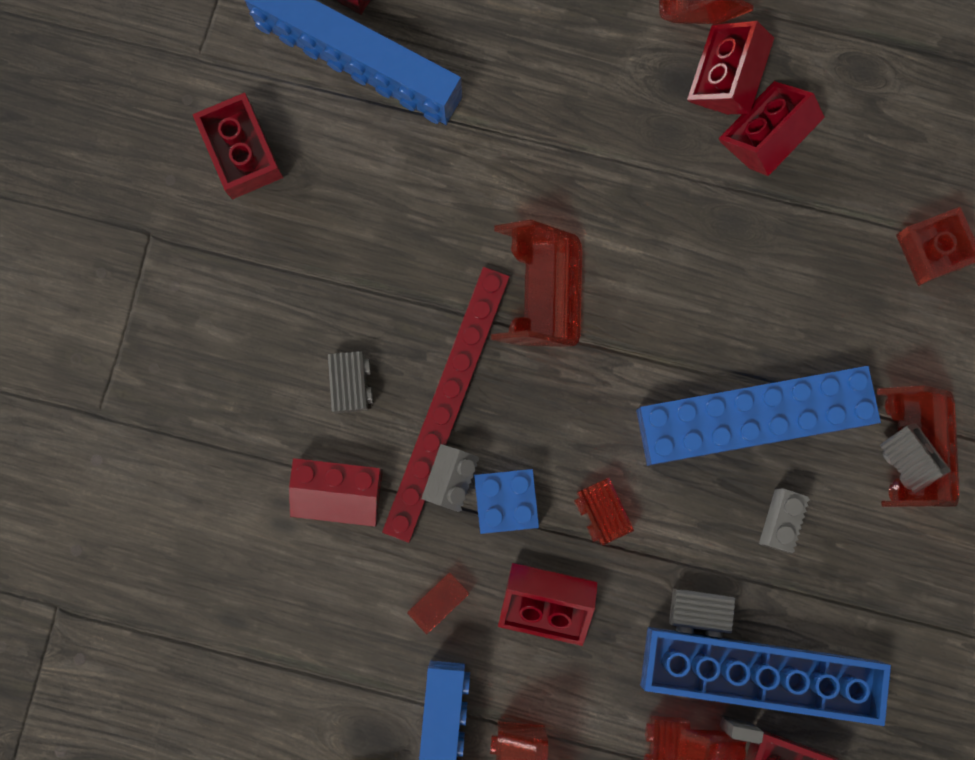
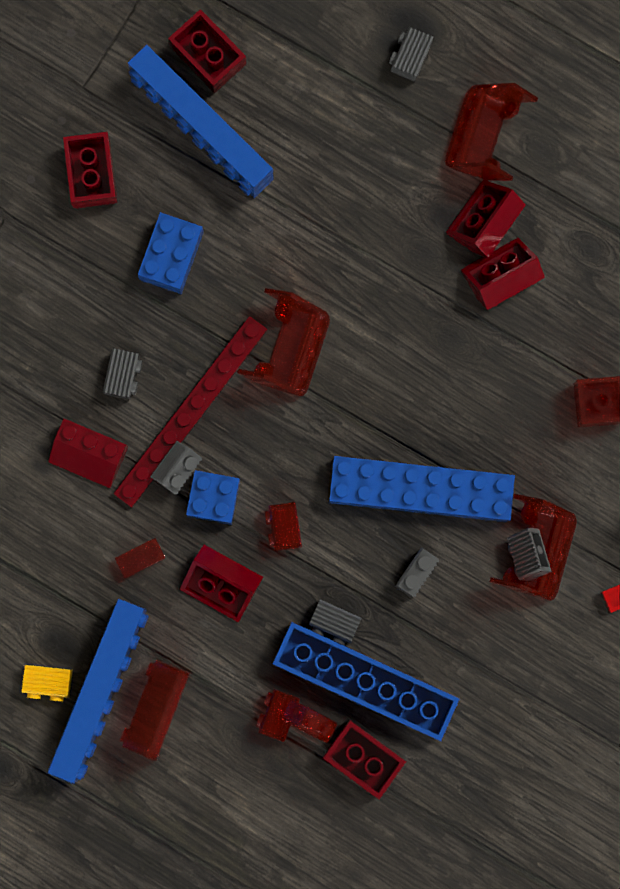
camera: 10 degrees right, 0 degrees up
(365, 218) = (170, 253): none -> blue brick
(741, 730) = (335, 714): dark grey tile -> none

